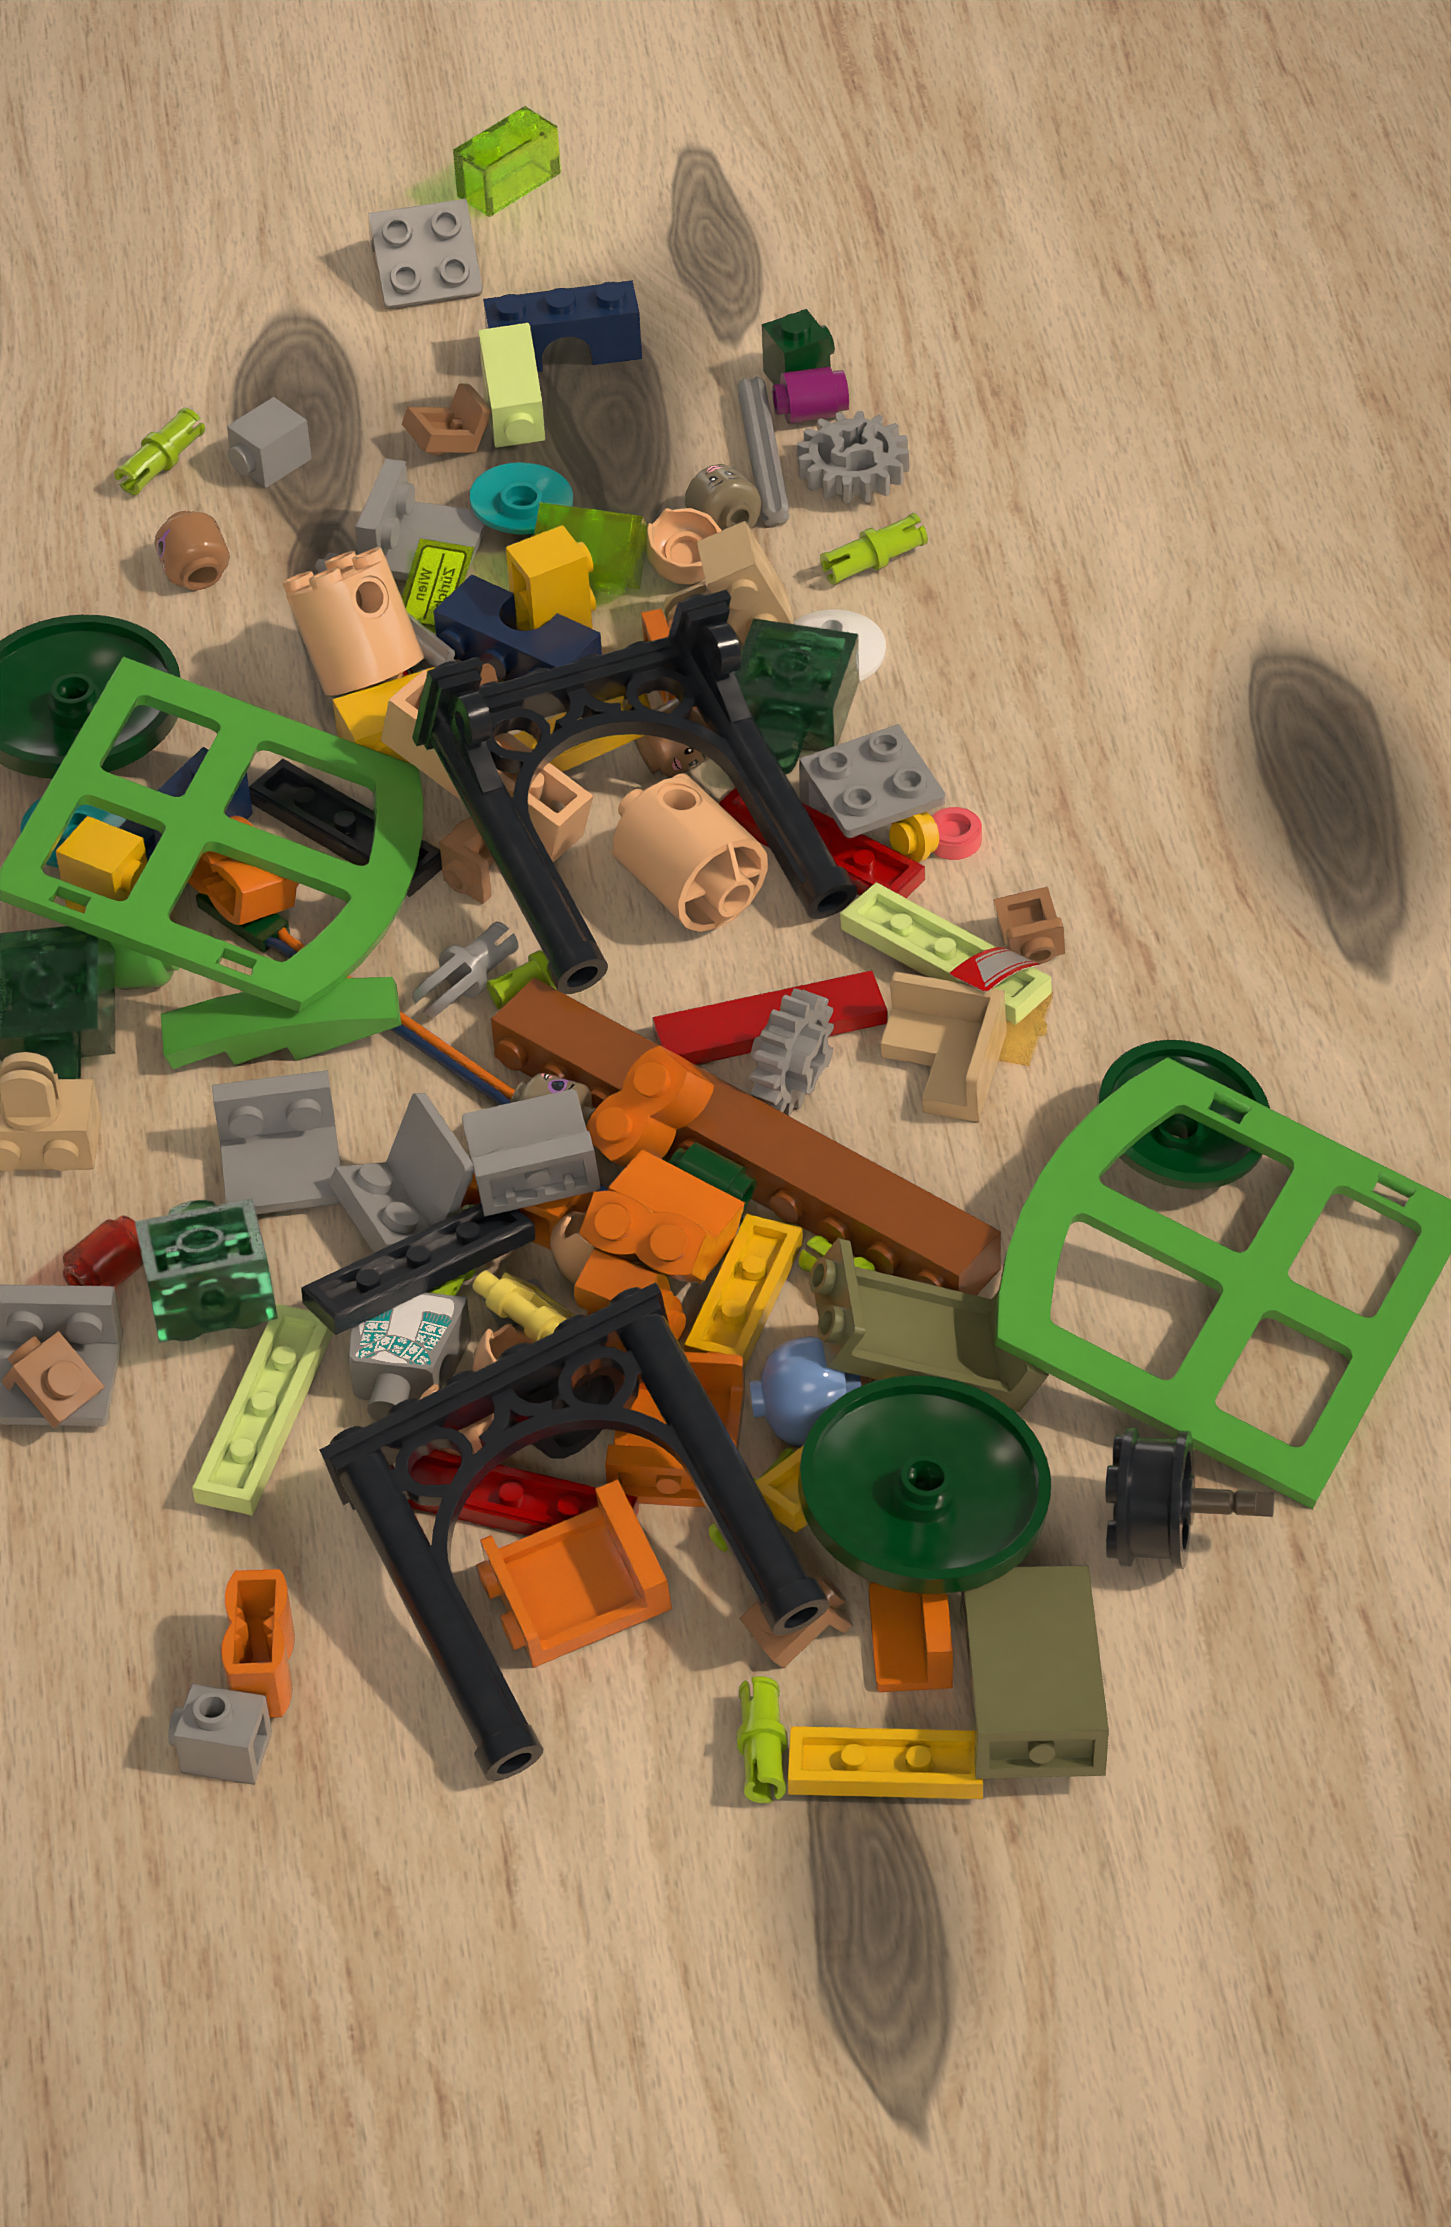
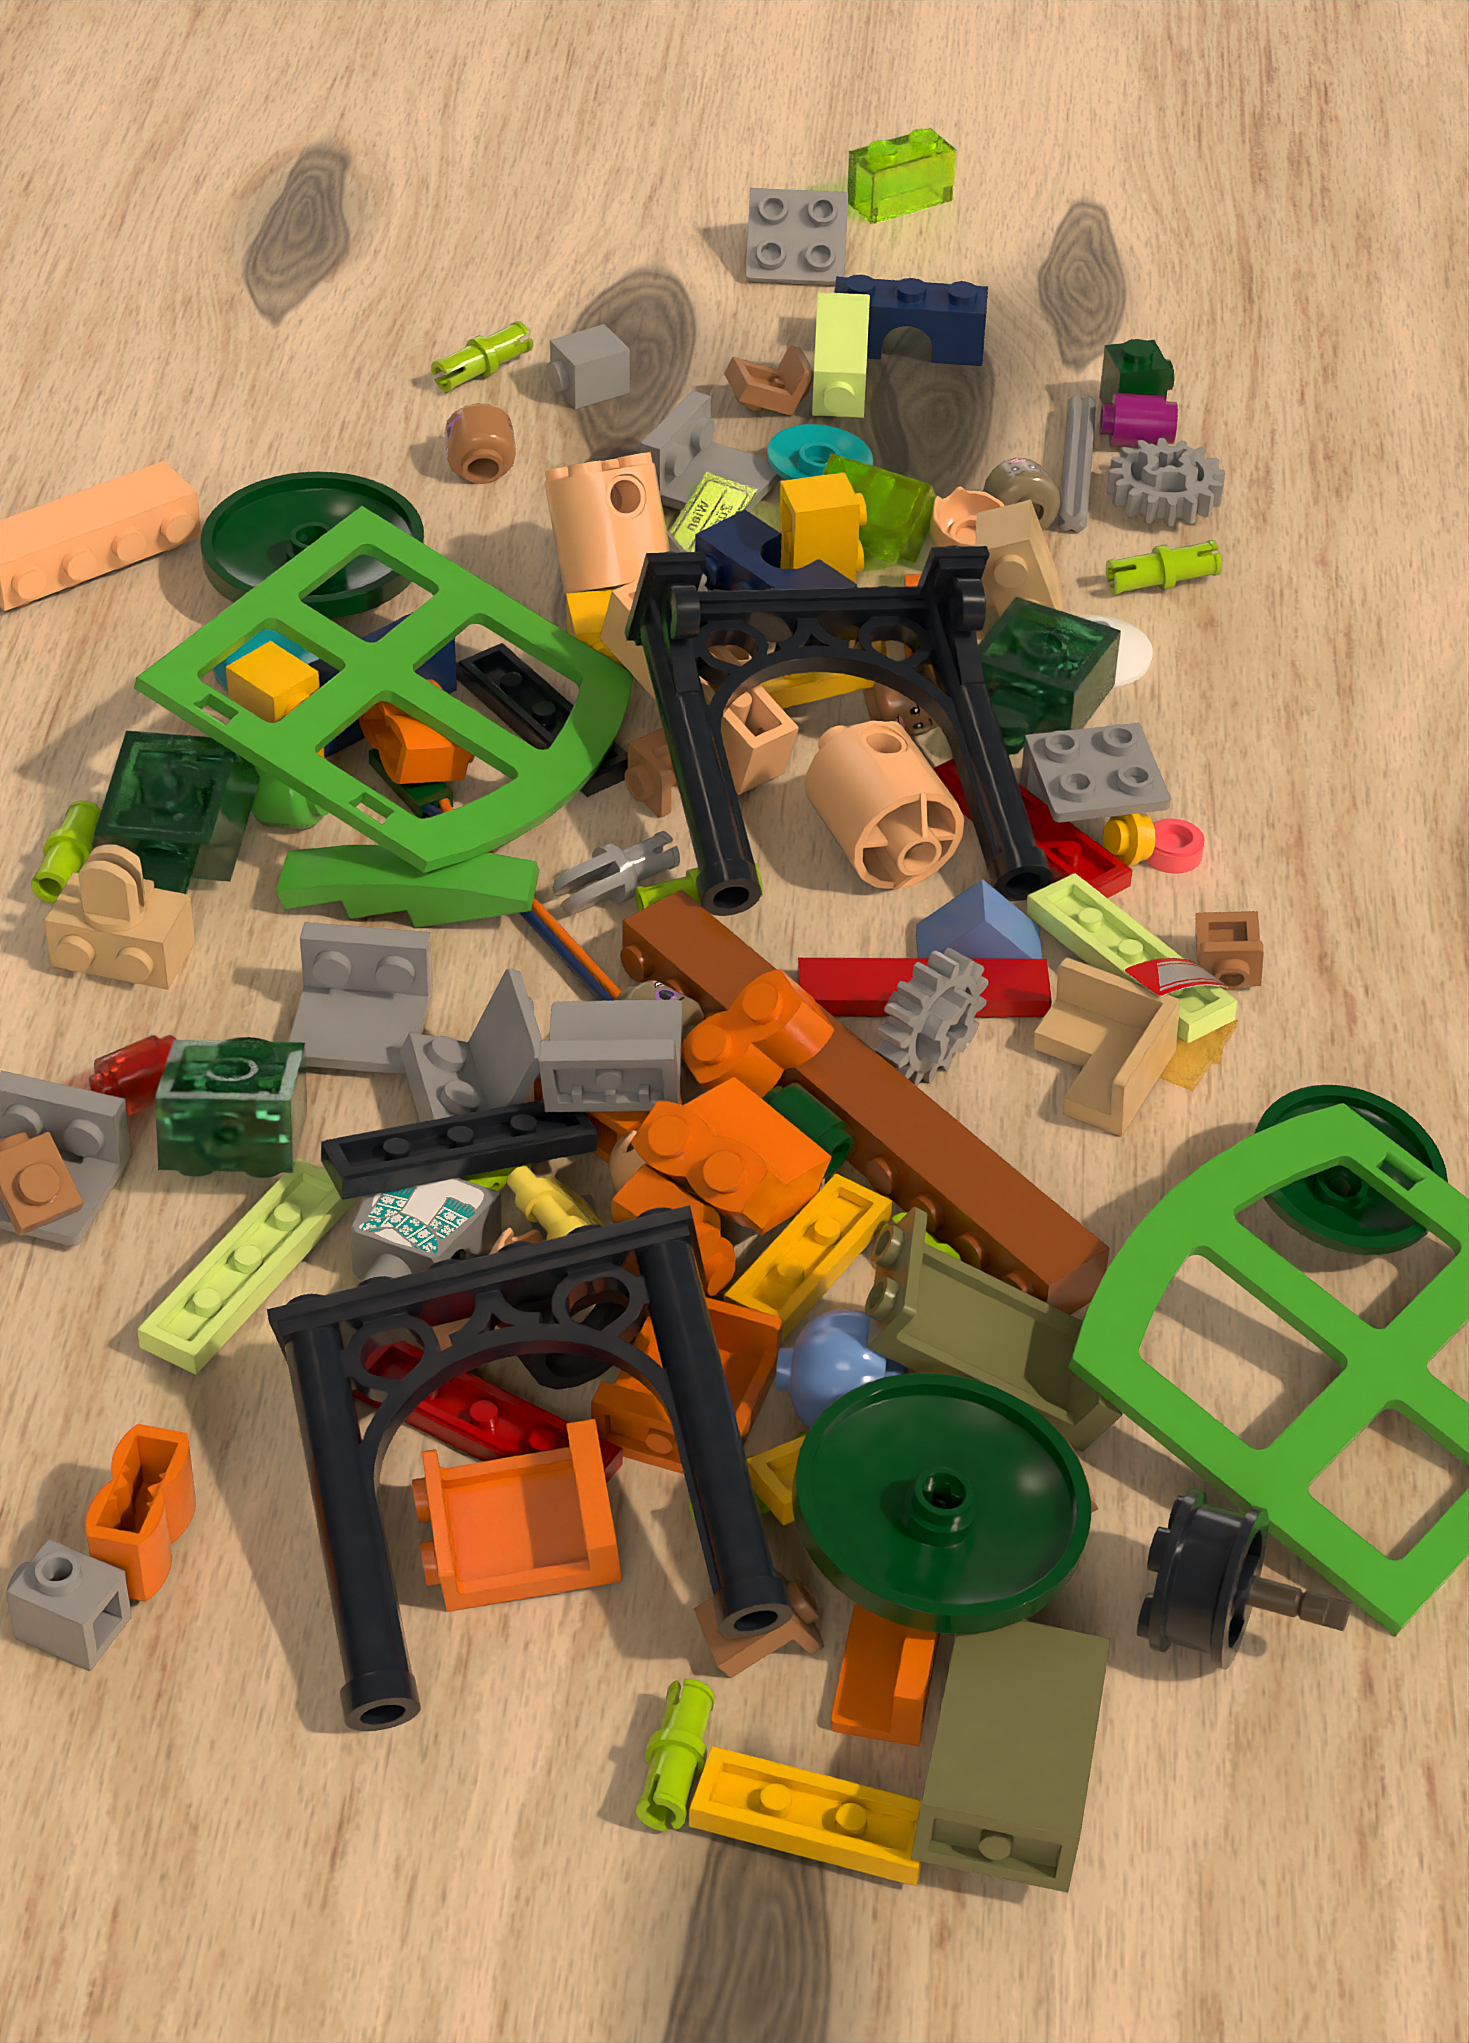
camera: 10 degrees right, 5 degrees down
(803, 954) = (979, 926): none -> medium blue slope

